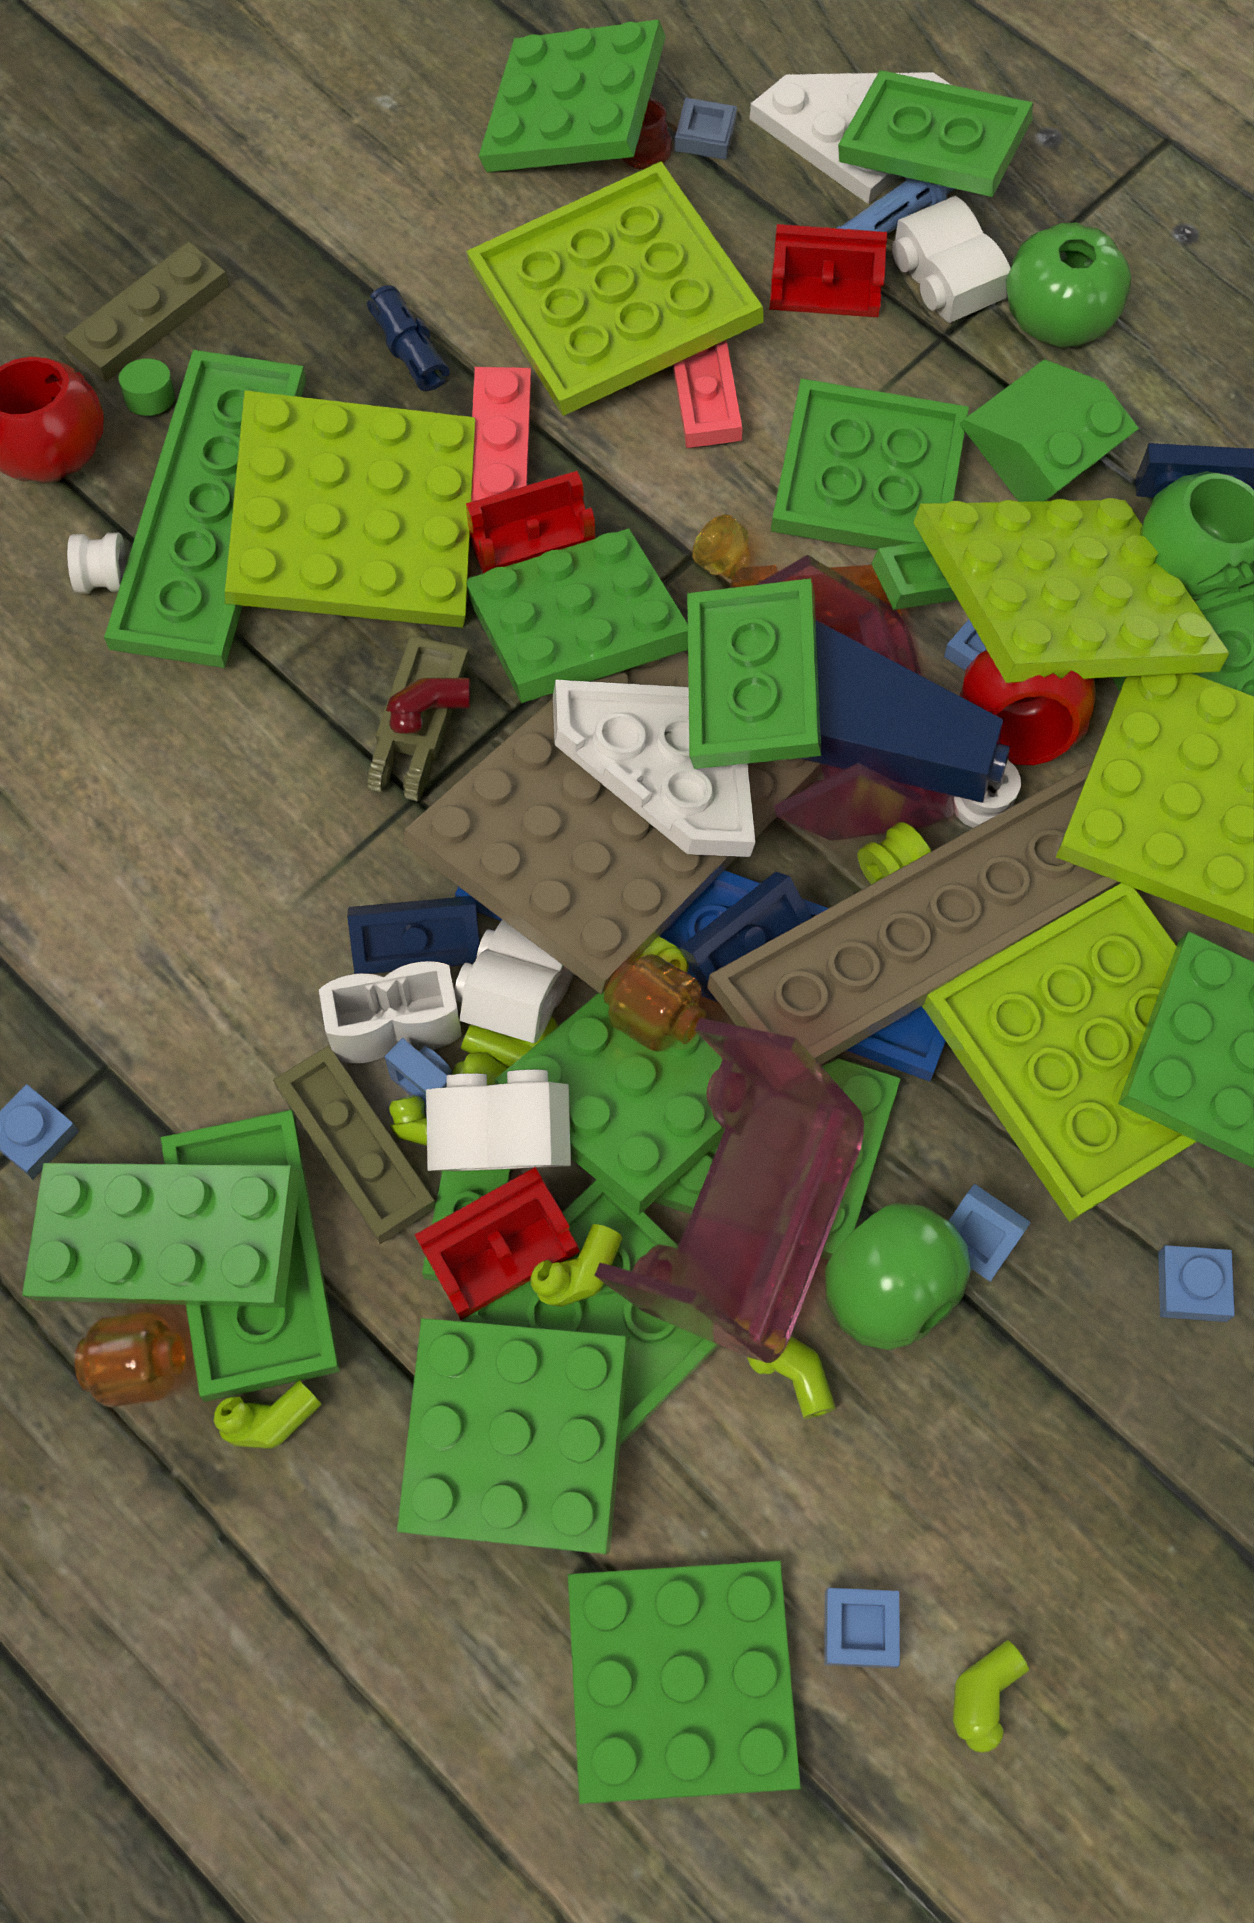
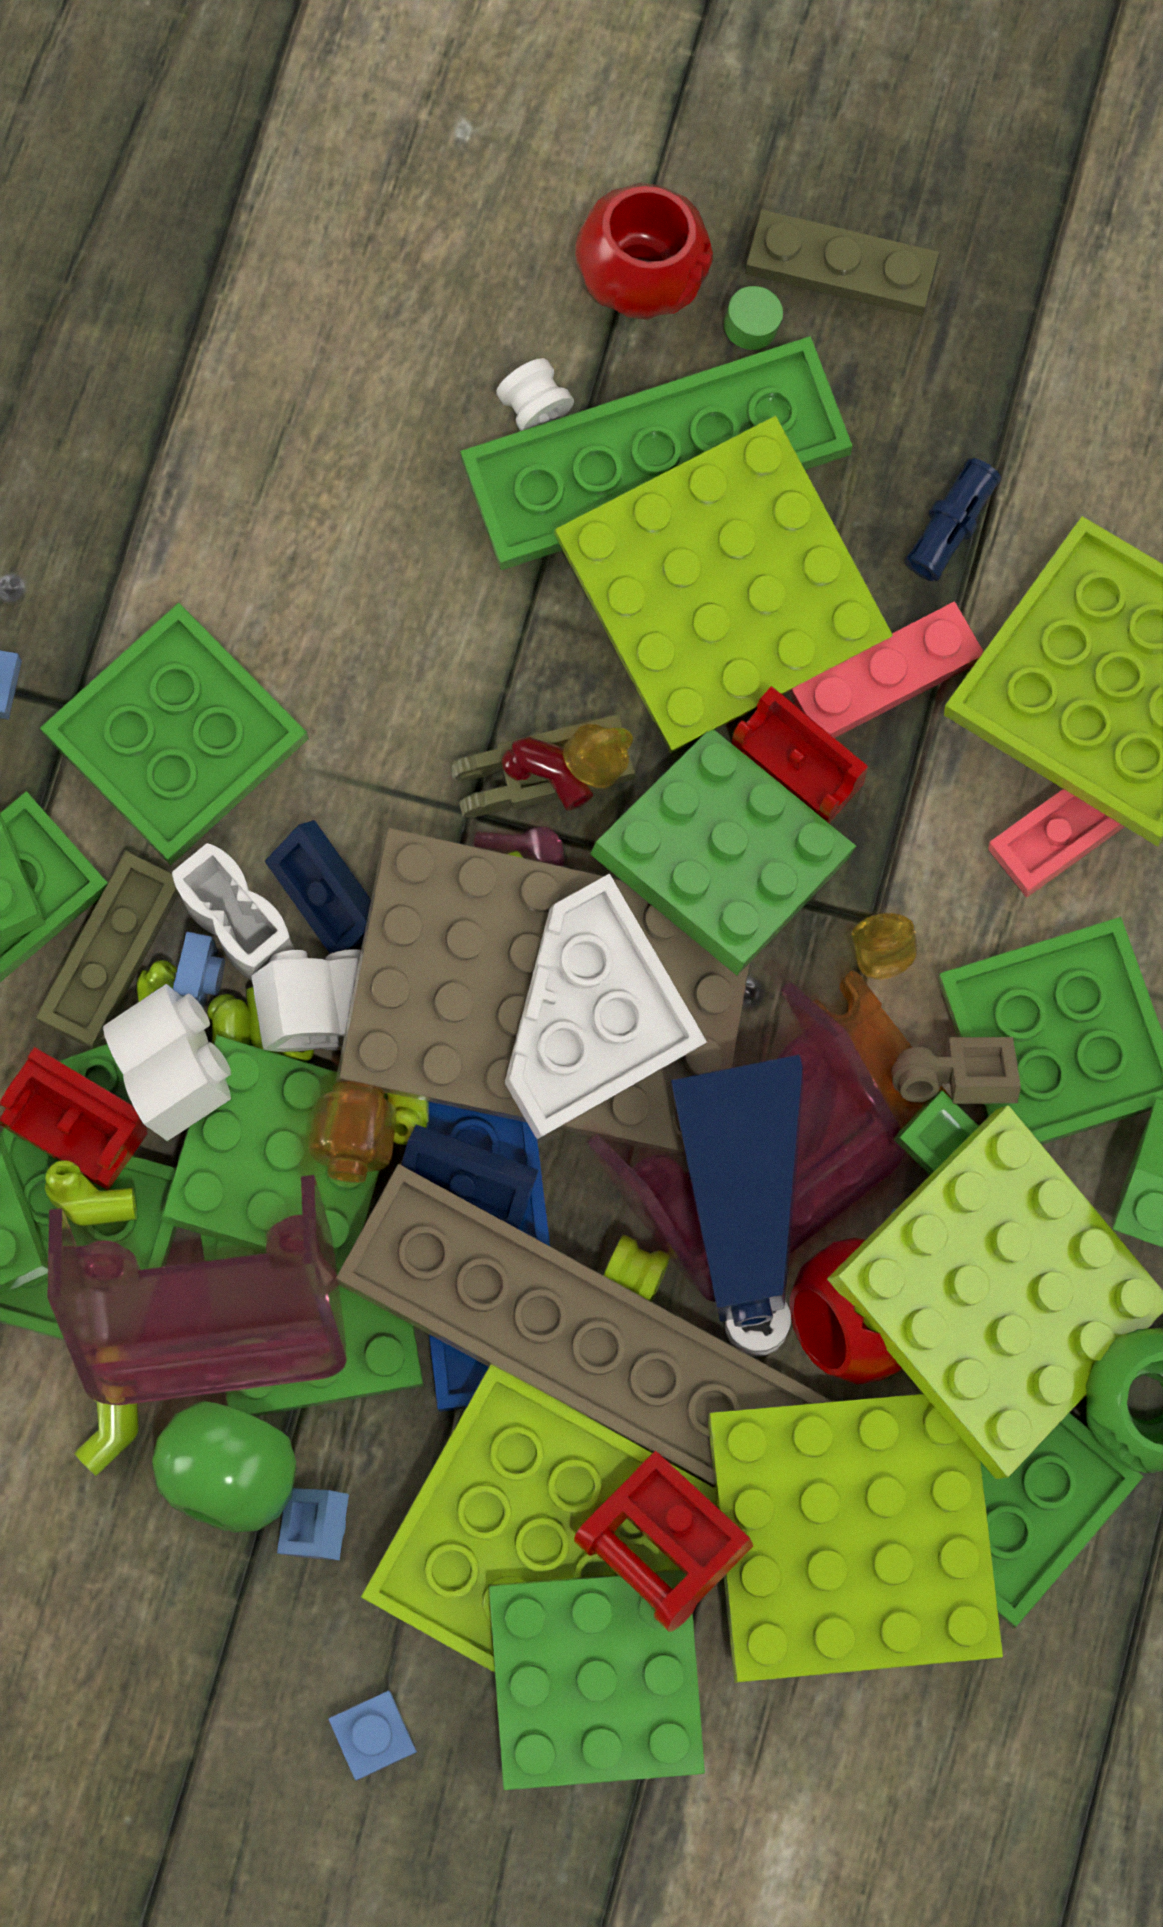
camera: 65 degrees right, 10 degrees up
(190, 990) = (174, 733): none -> bright green plate
(439, 654) = (598, 754): none -> clear yellow tile
(477, 748) = (540, 842): none -> clear pink hand
(753, 674) = (703, 1045): bright green plate -> none
(871, 518) = (975, 1067): none -> dark tan plate
(1153, 910) = (679, 1525): none -> red plate

